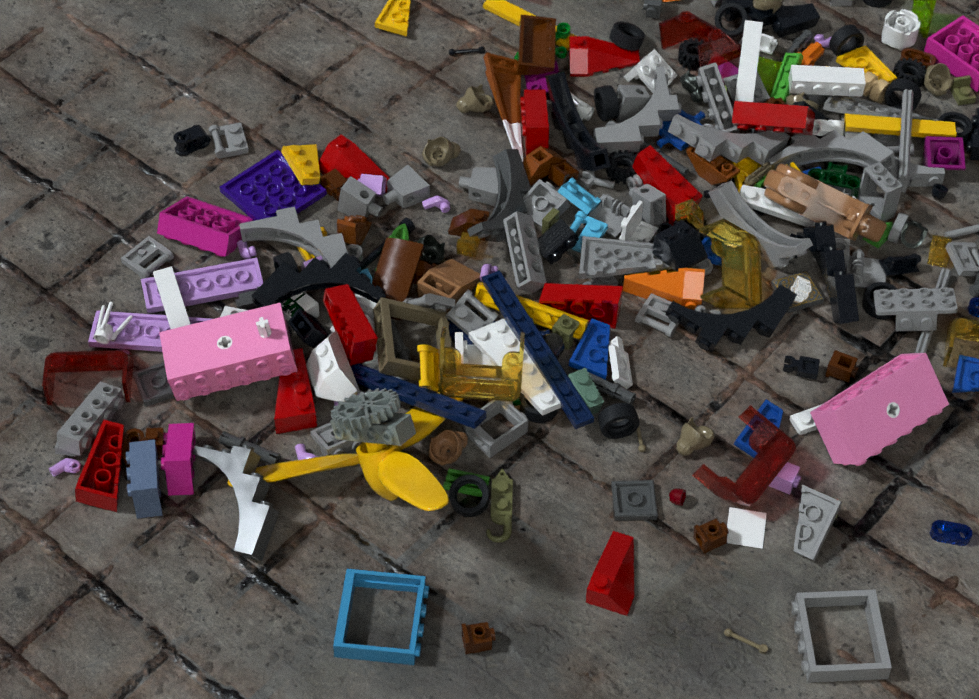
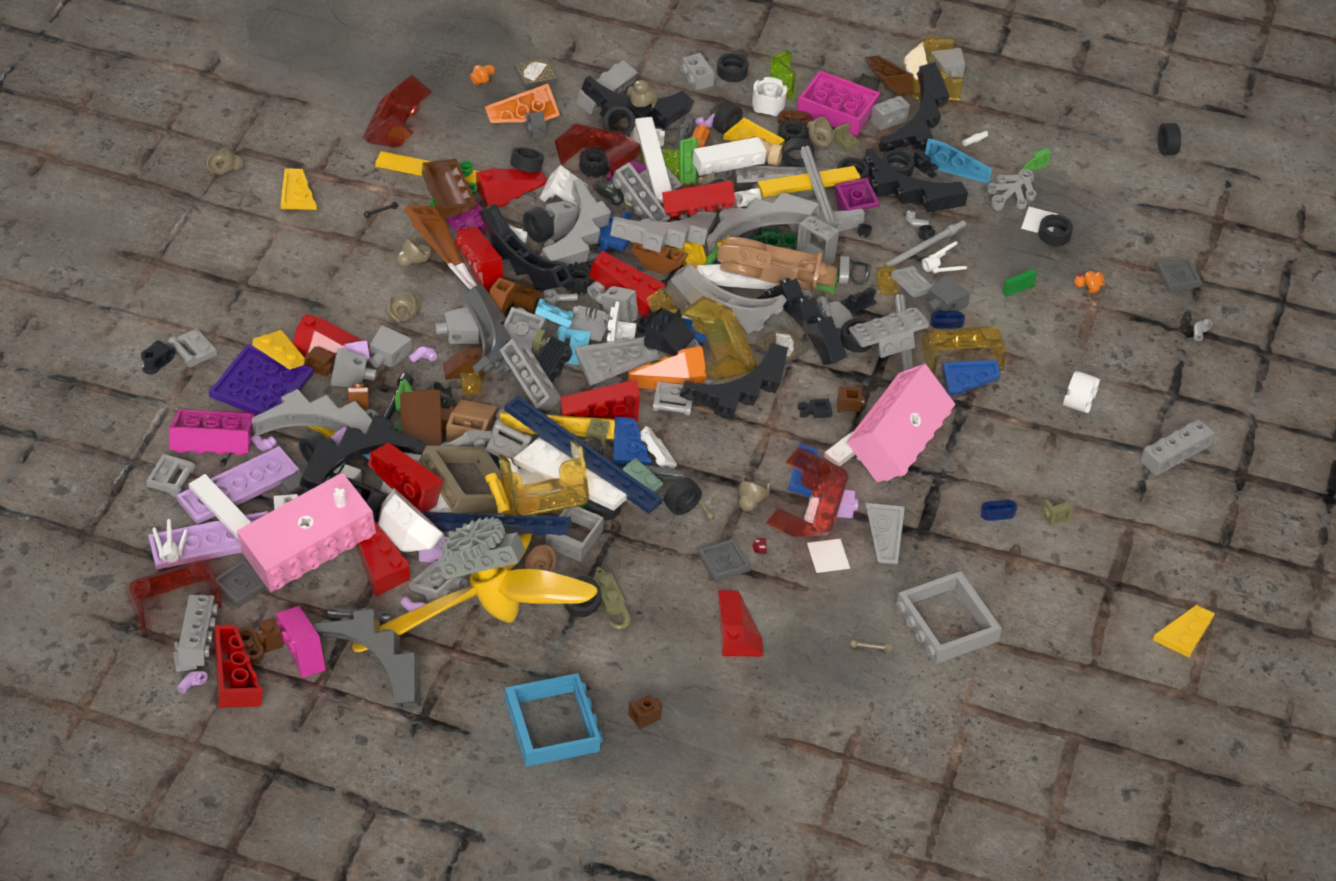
camera: 25 degrees left, 5 degrees down
(144, 478) = (279, 666): sand blue wedge -> none
(487, 269) = (501, 401): lavender arm -> none
(710, 535) = (803, 569): reddish brown brick -> none
(758, 174) = (704, 253): dark tan axle -> none

